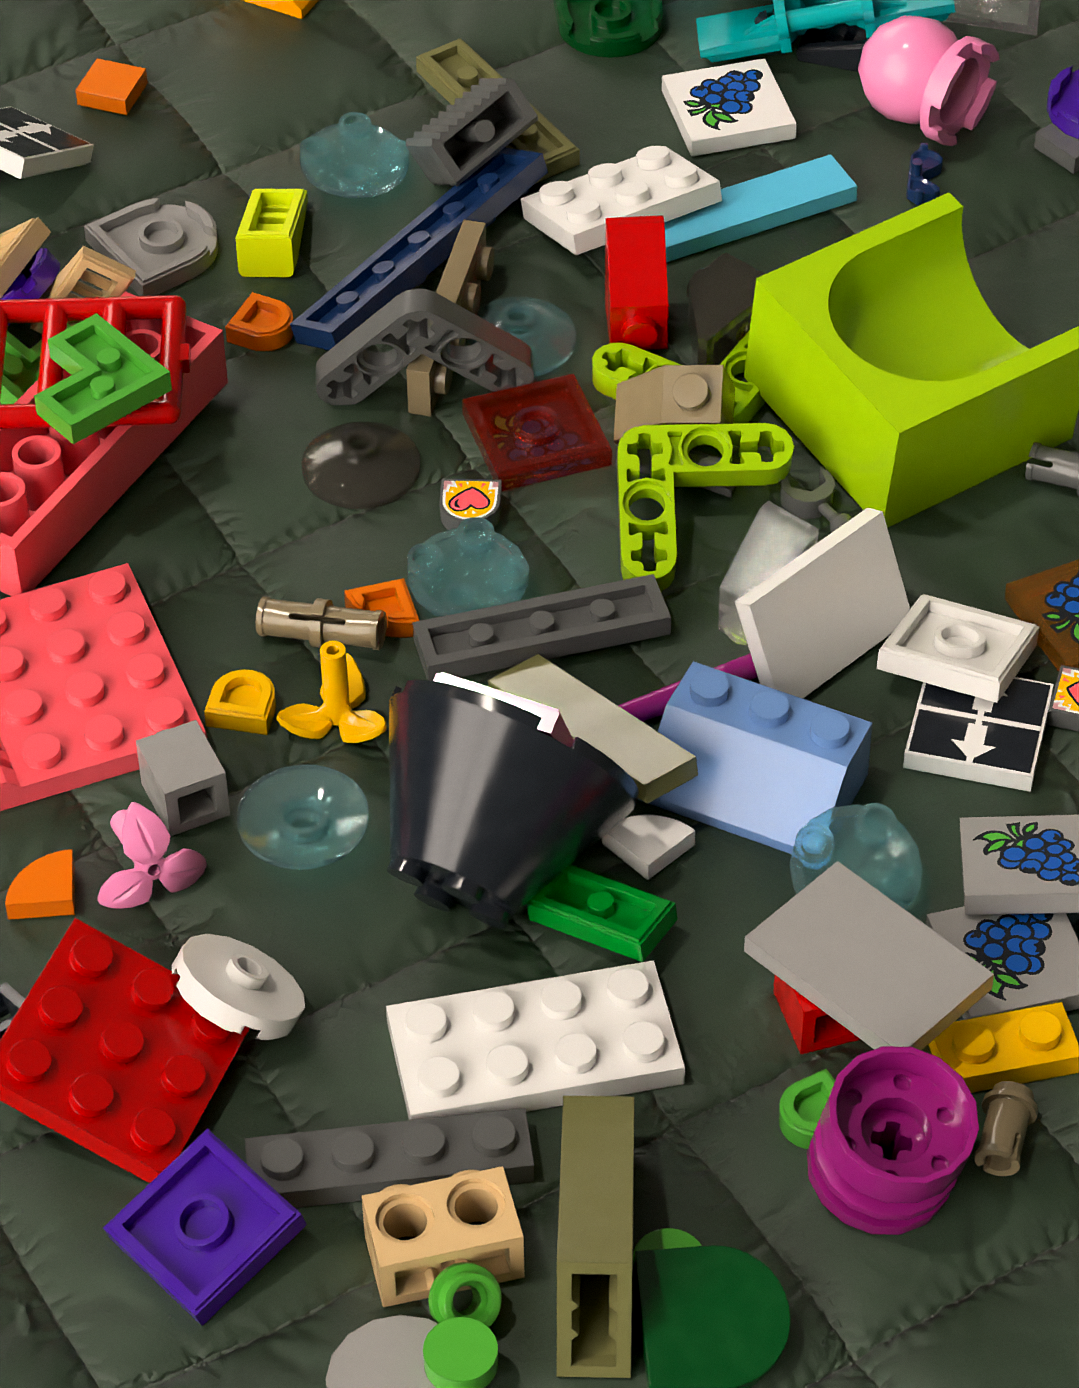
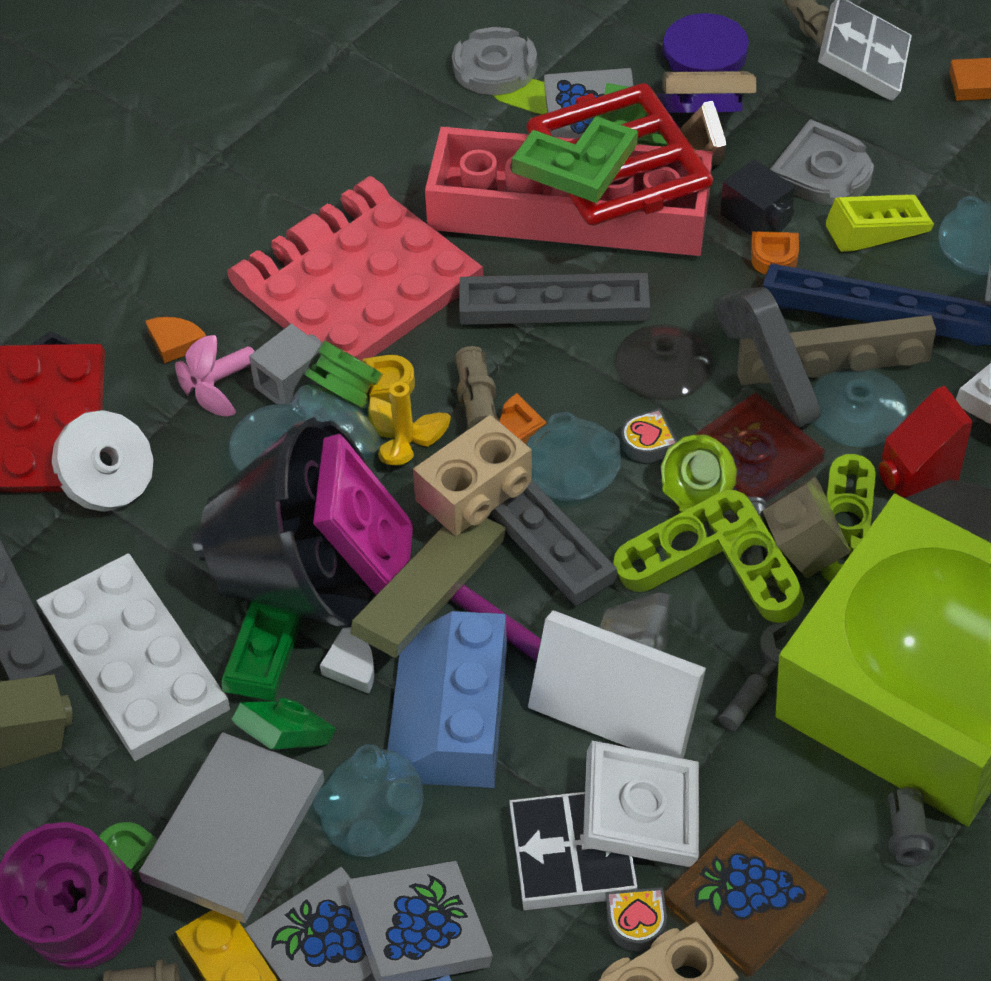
camera: 70 degrees right, 5 degrees up
(199, 284) = (757, 199): none -> black brick
(219, 518) = (554, 298): none -> dark grey plate
(240, 710) = (343, 374): none -> bright green wheel
(333, 743) = (325, 405): none -> clear light blue dish
(481, 631) = (473, 475): none -> tan brick
(567, 468) = (697, 470): none -> lime hair
(737, 897) = (283, 724): none -> green plate

